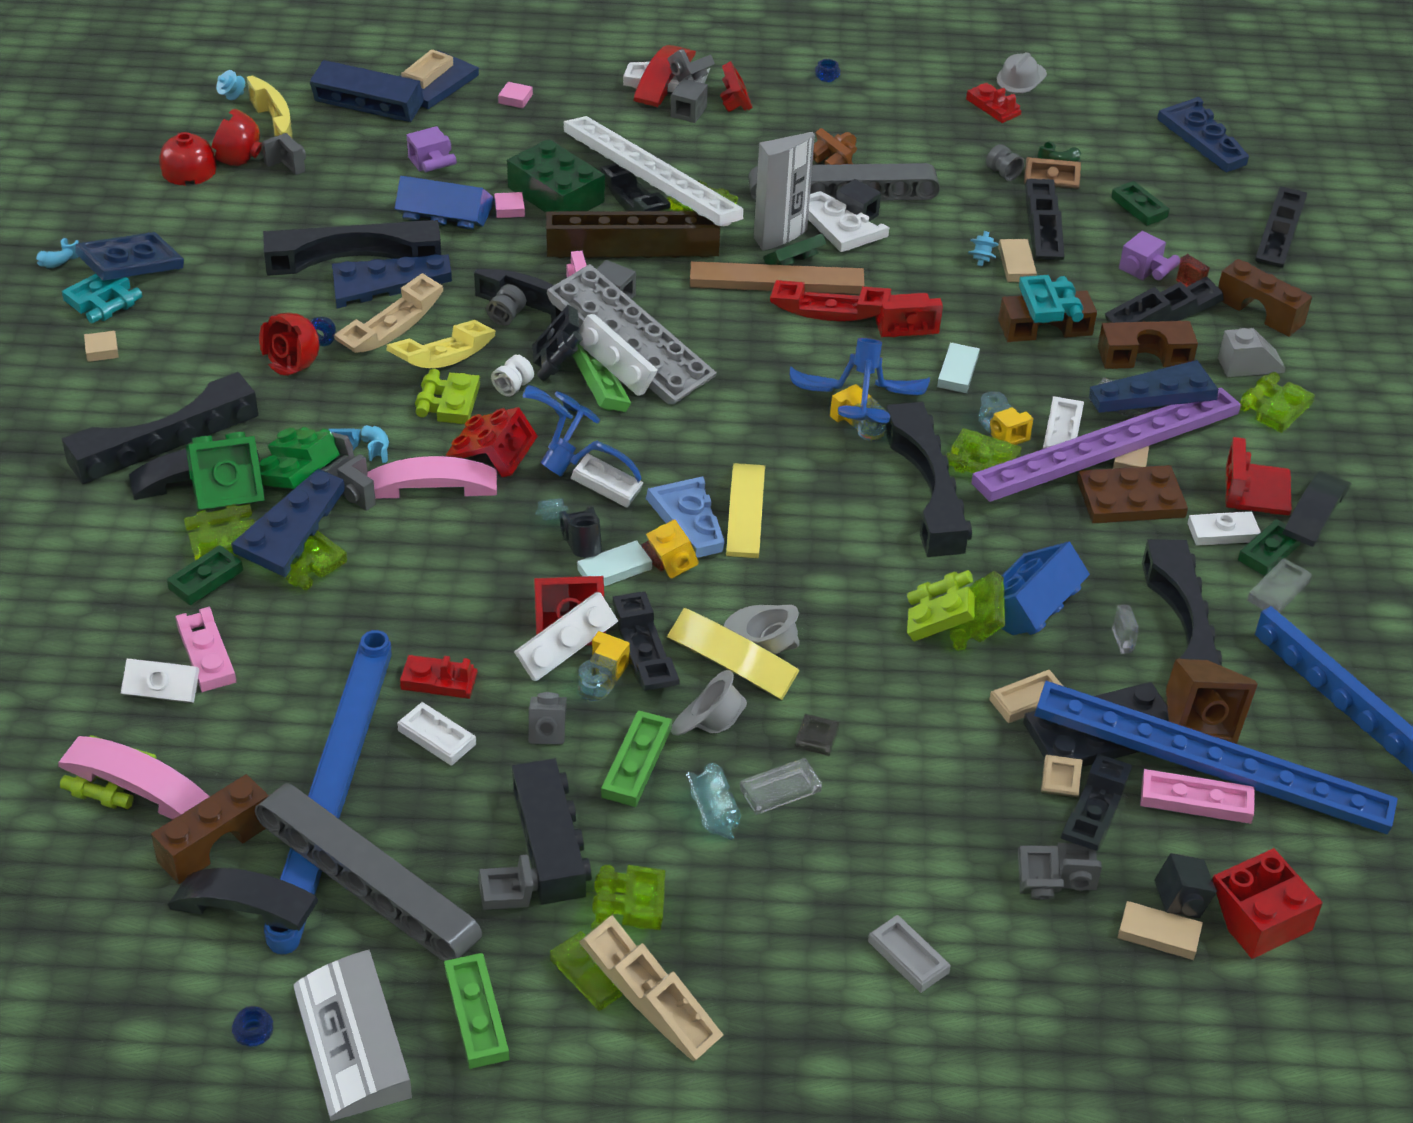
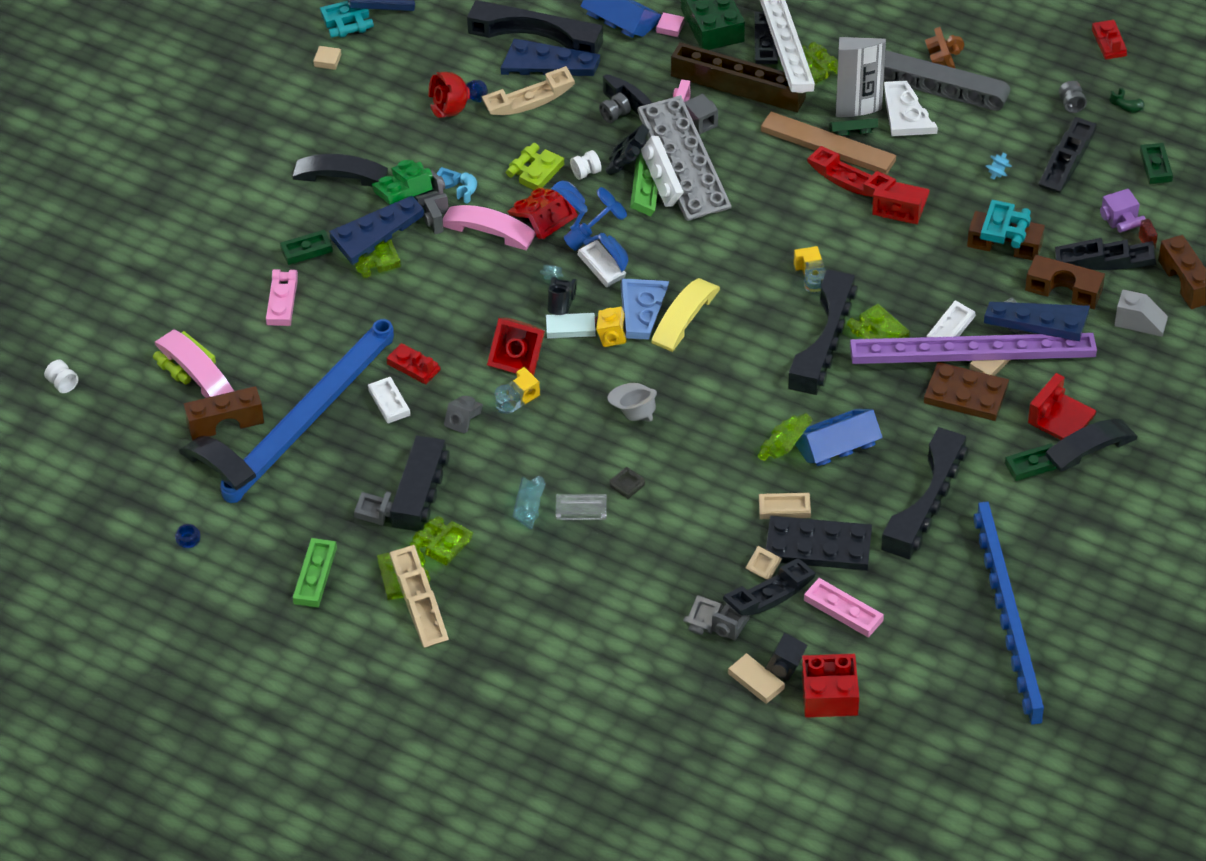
camera: 30 degrees right, 5 degrees up
(107, 450) = (378, 128): black arch -> none
(160, 680) = (242, 309): white plate -> none
(209, 538) = (327, 222): clear neon green plate -> none
(225, 471) = (351, 178): green plate -> none
(352, 1037) = (239, 561): light grey slope -> none
(368, 873) = (295, 470): dark grey beam -> none
(465, 341) = (573, 127): light yellow slope -> none
(565, 636) = (502, 363): white plate -> none
(636, 758) = (501, 457): bright green plate -> none
(647, 653) = (554, 384): black slope -> none
(714, 708) = (569, 444): light grey piece -> none
(733, 653) = (604, 412): light yellow slope -> none
(860, 198) = (931, 97): black brick -> none
(867, 359) = (826, 231): blue plant -> none
(909, 953) = (590, 634): light grey tile -> none
(942, 612) = (764, 425): lime plate -> none
(958, 367) = (911, 256): light aqua tile -> none
(1003, 420) = (910, 310): yellow leg -> none
(1016, 259) = (1022, 183): tan tile -> none
(1020, 73) = (1152, 19): light grey piece -> none
(1065, 173) = (1108, 116): medium nougat slope -> none
(1125, 629) = (880, 483): clear tile -> none
(1209, 698) = (887, 549): reddish brown slope -> none
(1217, 757) = (870, 587): blue plate -> none
(1223, 528) = (1012, 437): white plate -> none
(1279, 586) = (1020, 492): clear tile -> none
(1284, 404) = (1135, 363): clear neon green plate -> none

